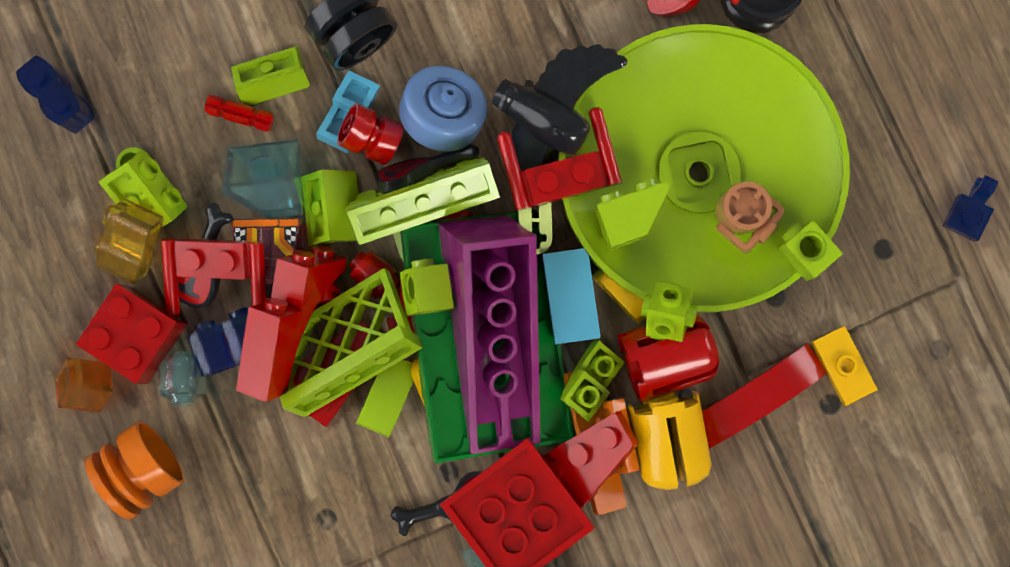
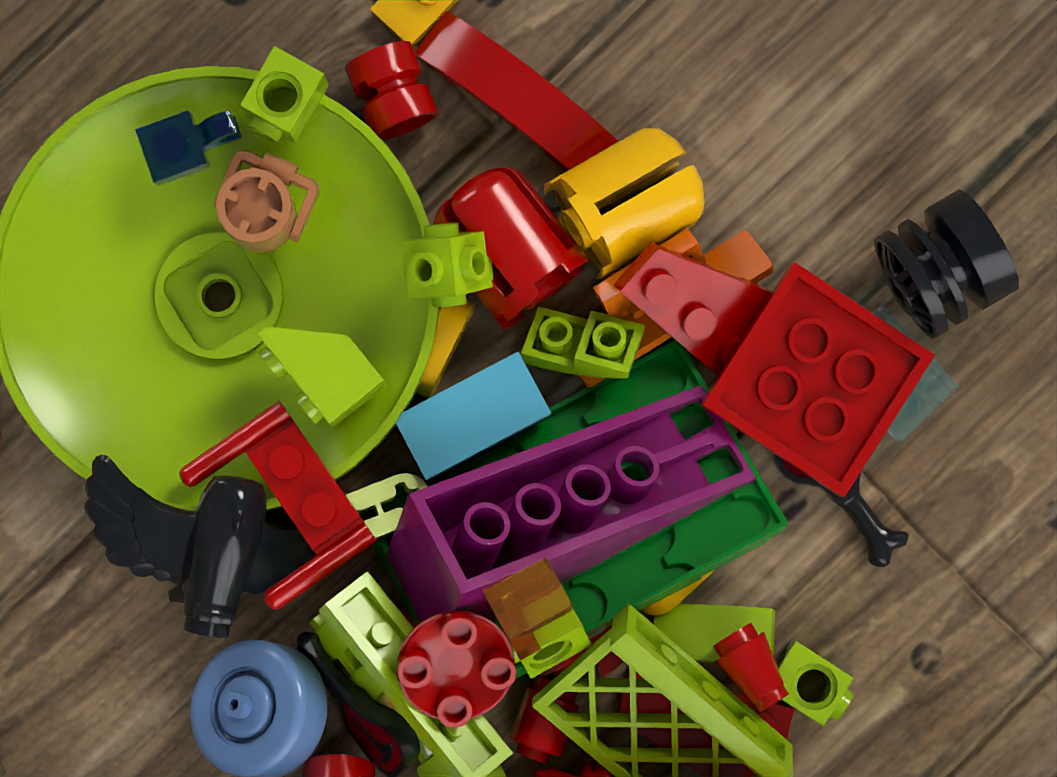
camera: 110 degrees left, 0 degrees up
(348, 430) = (836, 697): none -> lime brick
(358, 409) = (751, 666): none -> red cone
(421, 227) = (455, 666): none -> red dish
(442, 283) = (527, 604): none -> clear orange panel
(791, 319) = (390, 87): none -> red wheel
(800, 176) = (179, 146): none -> plate

